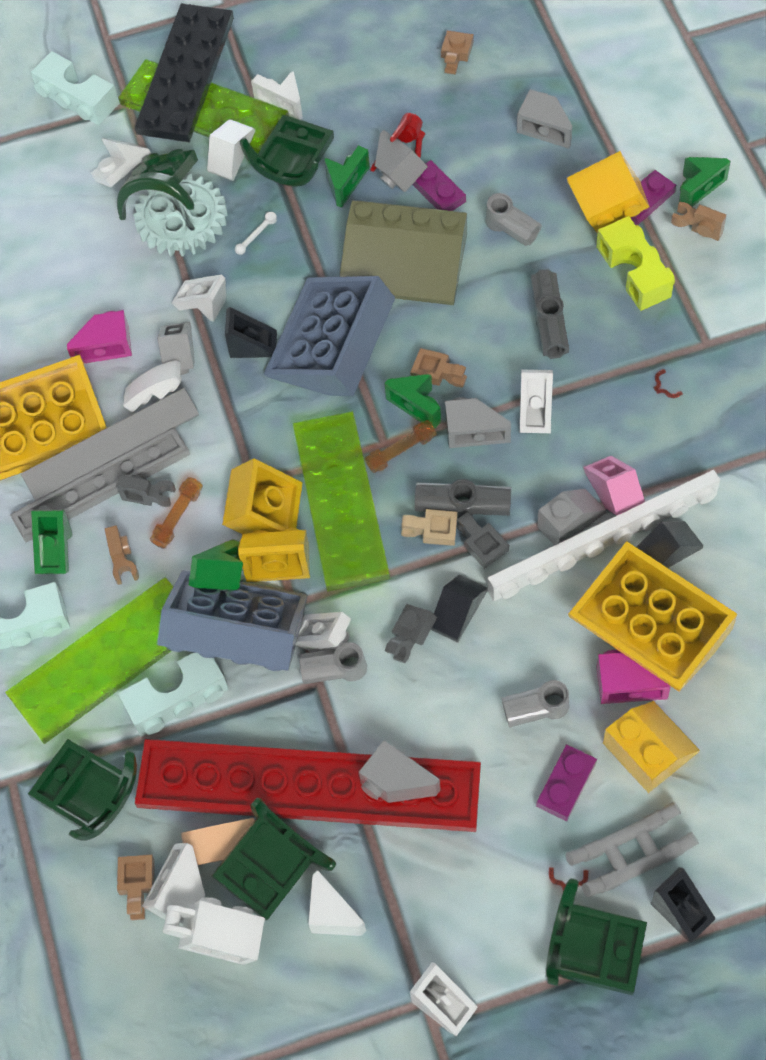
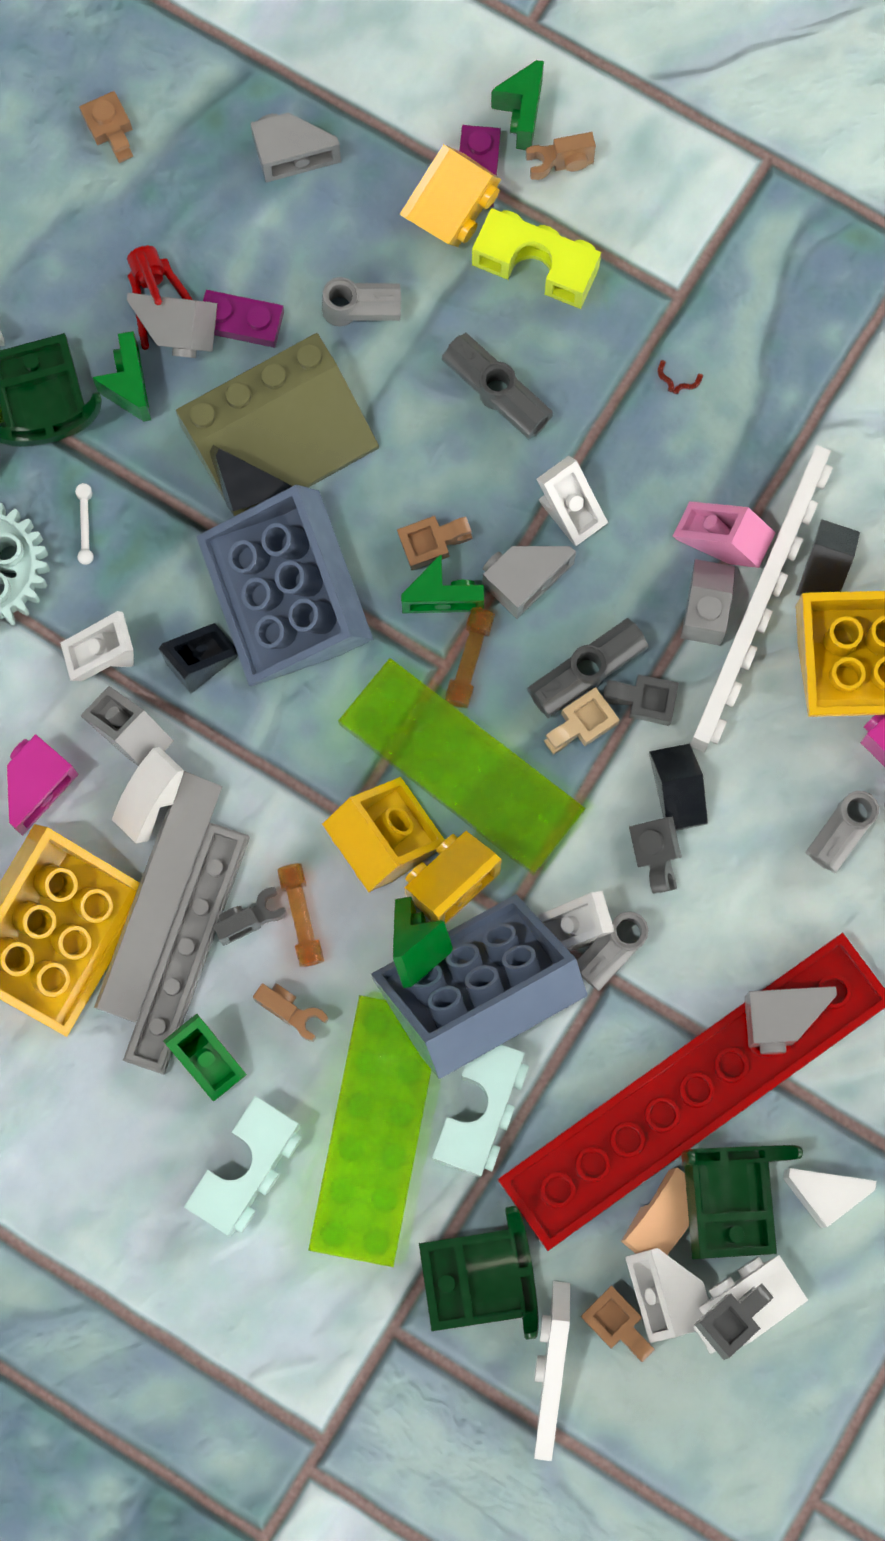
camera: 45 degrees left, 15 degrees up
(74, 871) = (551, 1366): none -> white wing
(185, 917) = (730, 1321): none -> dark grey plate
(353, 258) = (242, 482): none -> black slope

